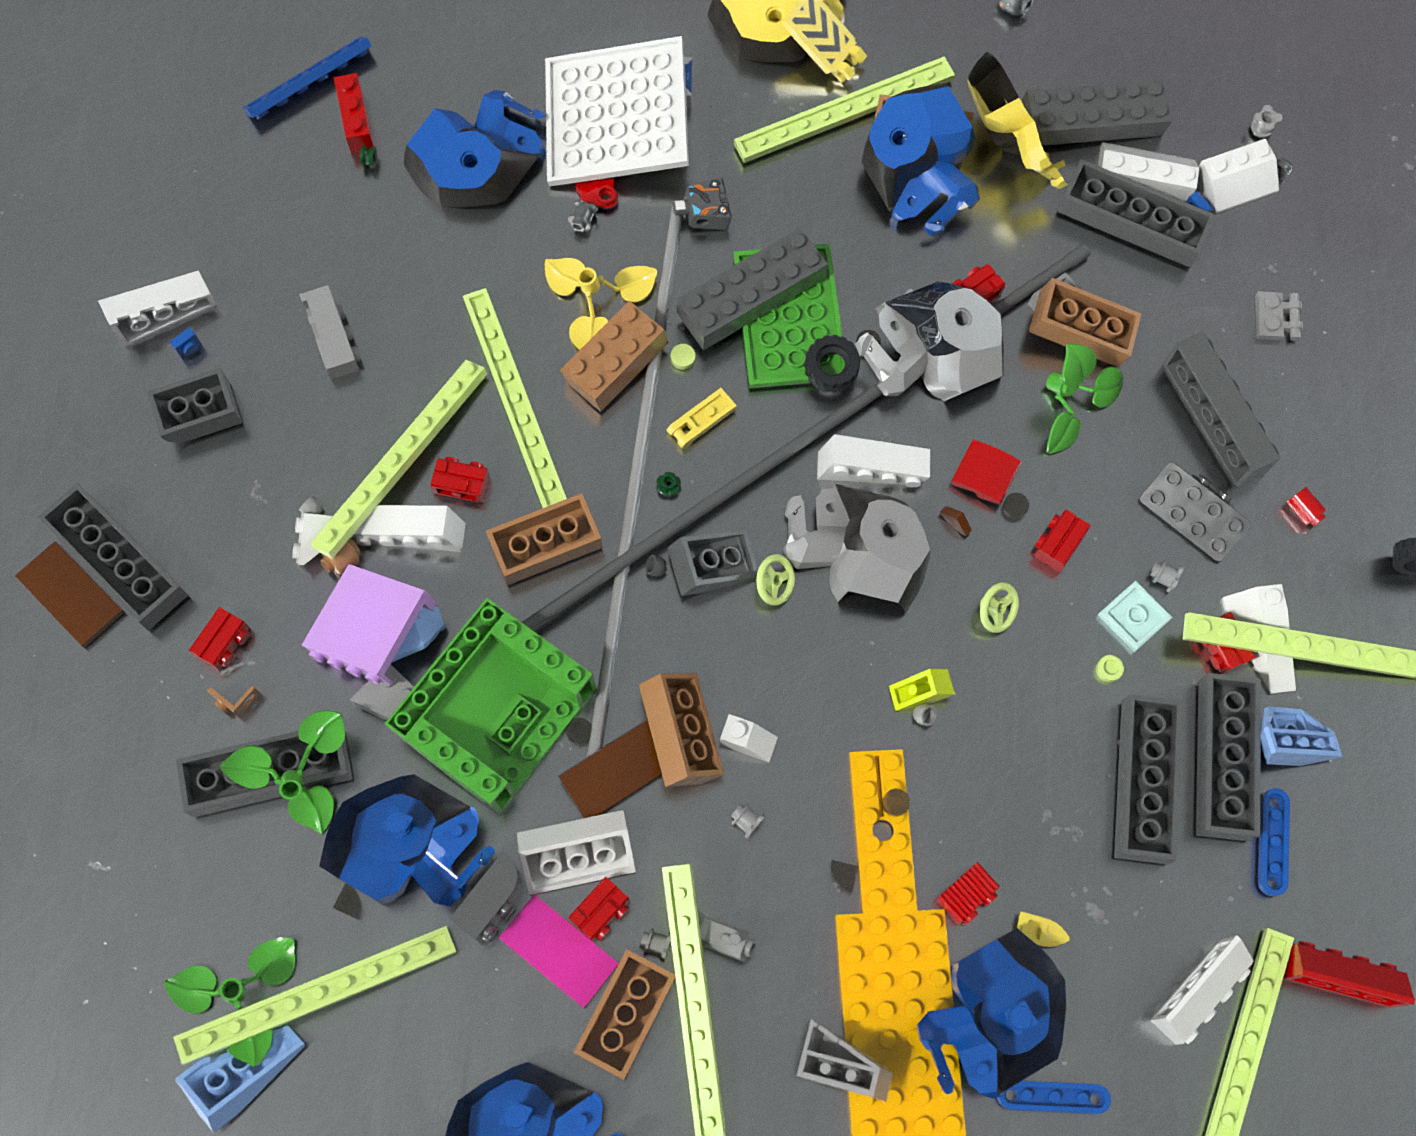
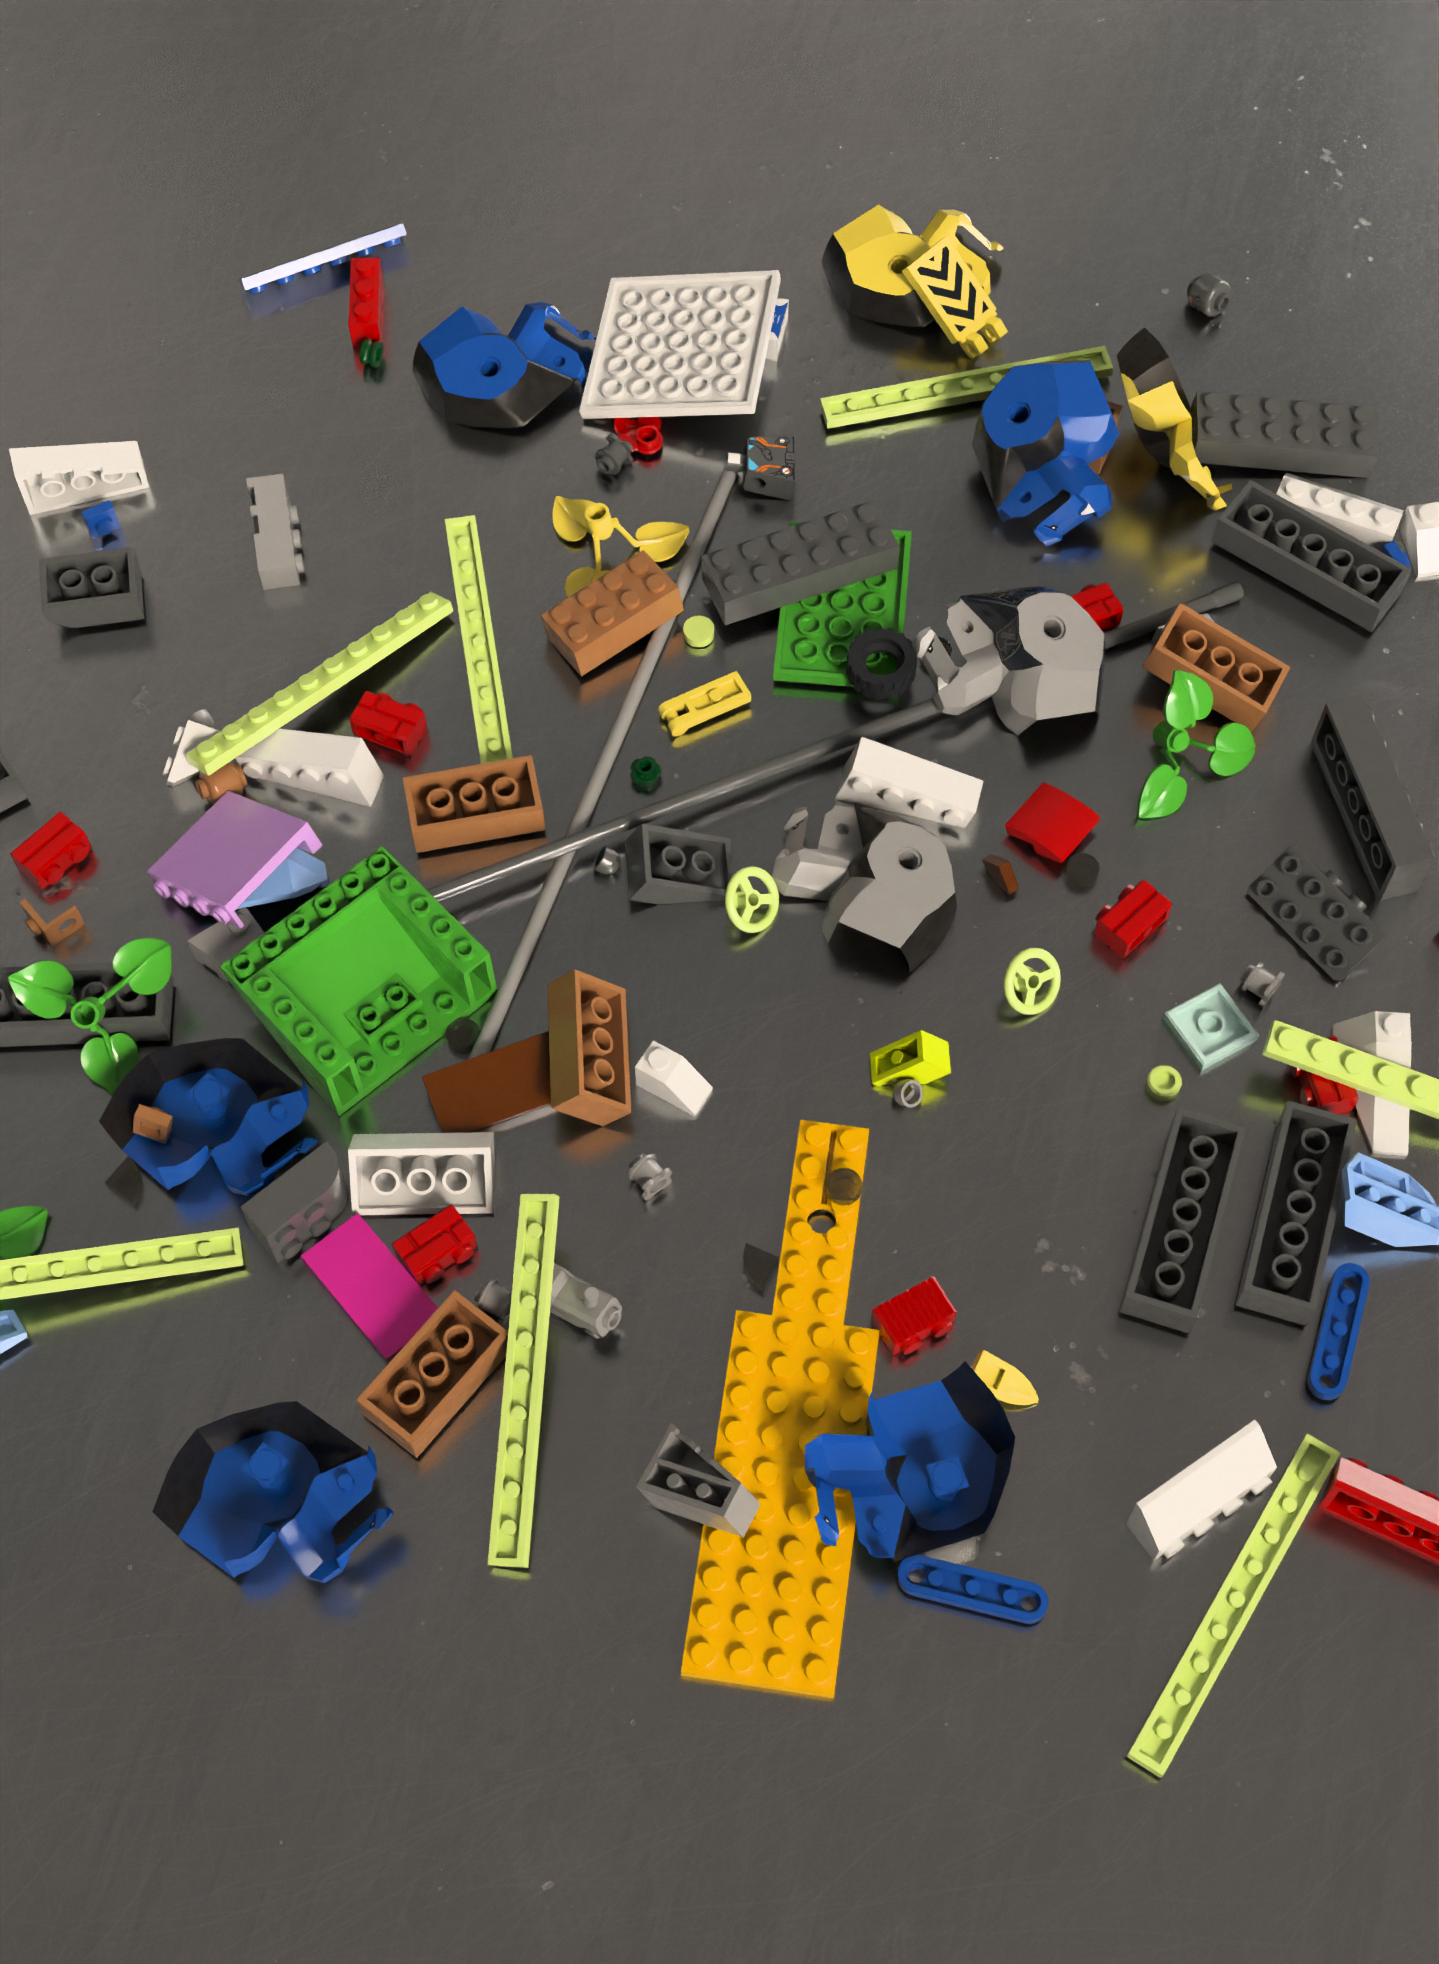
camera: 15 degrees right, 10 degrees down
(359, 854) = (152, 1123): none -> medium nougat plate

